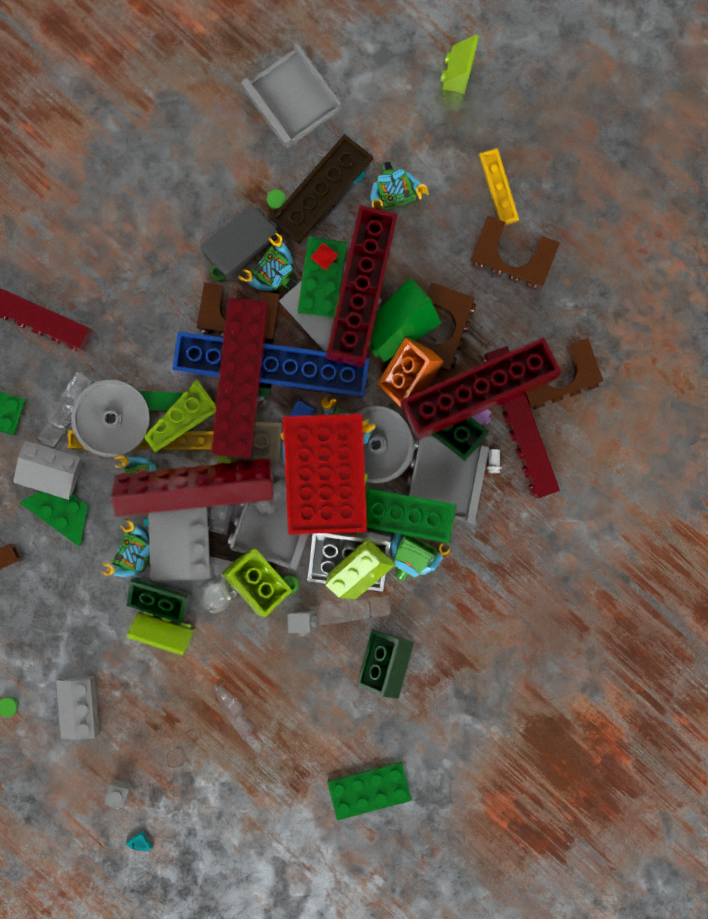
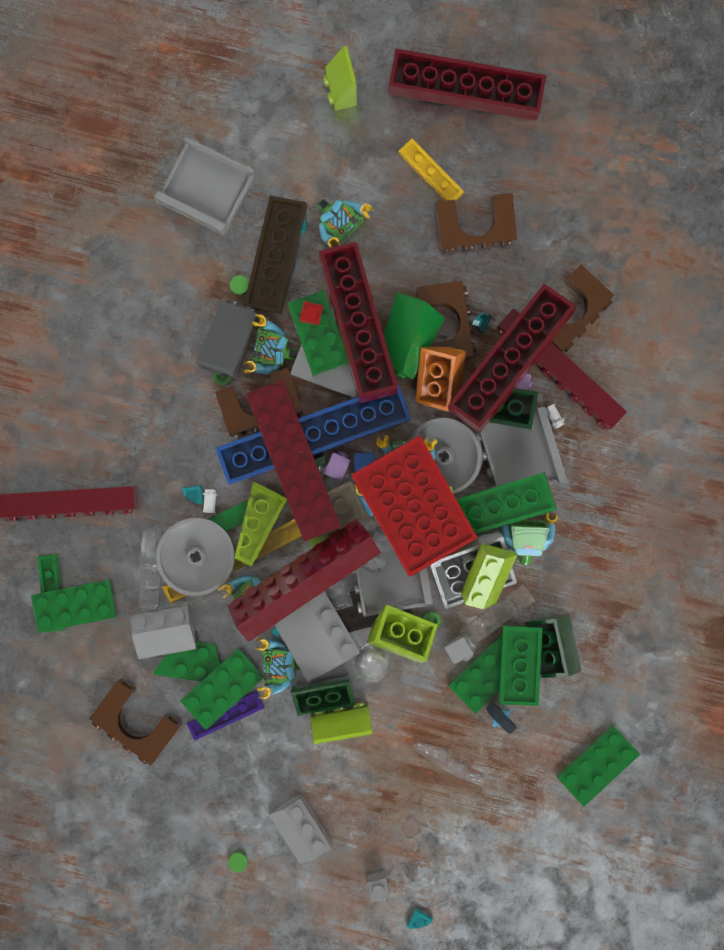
camera: 30 degrees left, 0 degrees up
(64, 572) = (244, 707): none -> dark purple tile
(73, 547) = (222, 688): none -> green plate
(139, 363) = (194, 494): none -> teal tile
(149, 376) = (209, 500): none -> white pin
(278, 404) = (337, 466): none -> lavender brick
(305, 702) = (501, 718): none -> black wheel
(316, 657) = (480, 678): none -> green plate
(346, 665) = (520, 665): none -> green plate
(473, 343) = (482, 321): none -> teal tile
(570, 125) = (466, 84): none -> dark red brick

